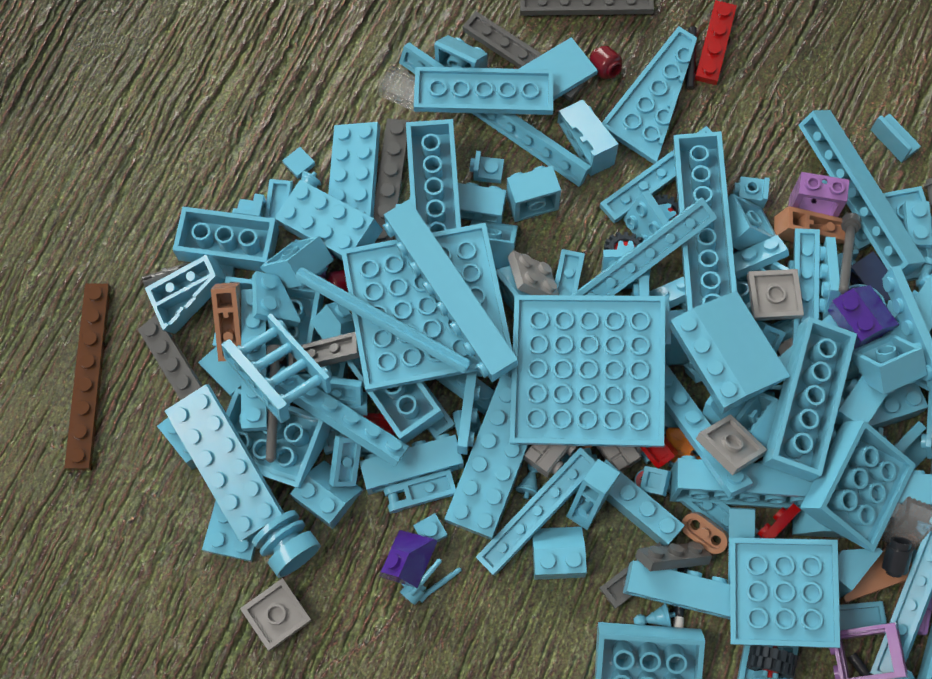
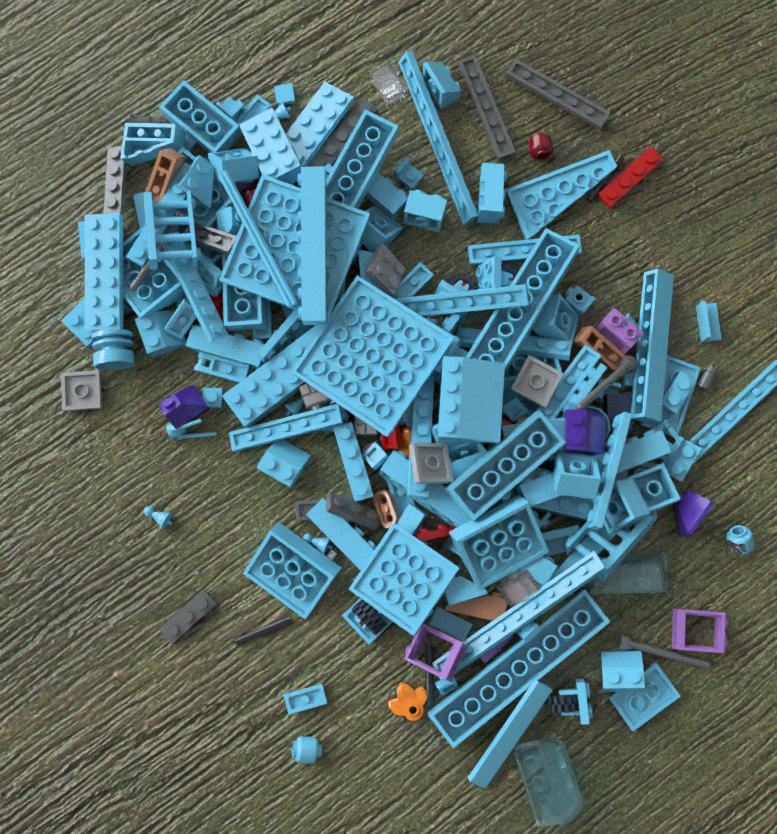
camera: 30 degrees right, 10 degrees up
(87, 377) = (58, 161): reddish brown plate -> none
(483, 90) = (437, 117): medium azure plate -> none
(568, 64) = (500, 133): medium azure tile -> none
(592, 493) = (327, 438): medium azure slope -> none
(897, 557) = (496, 603): black brick -> none

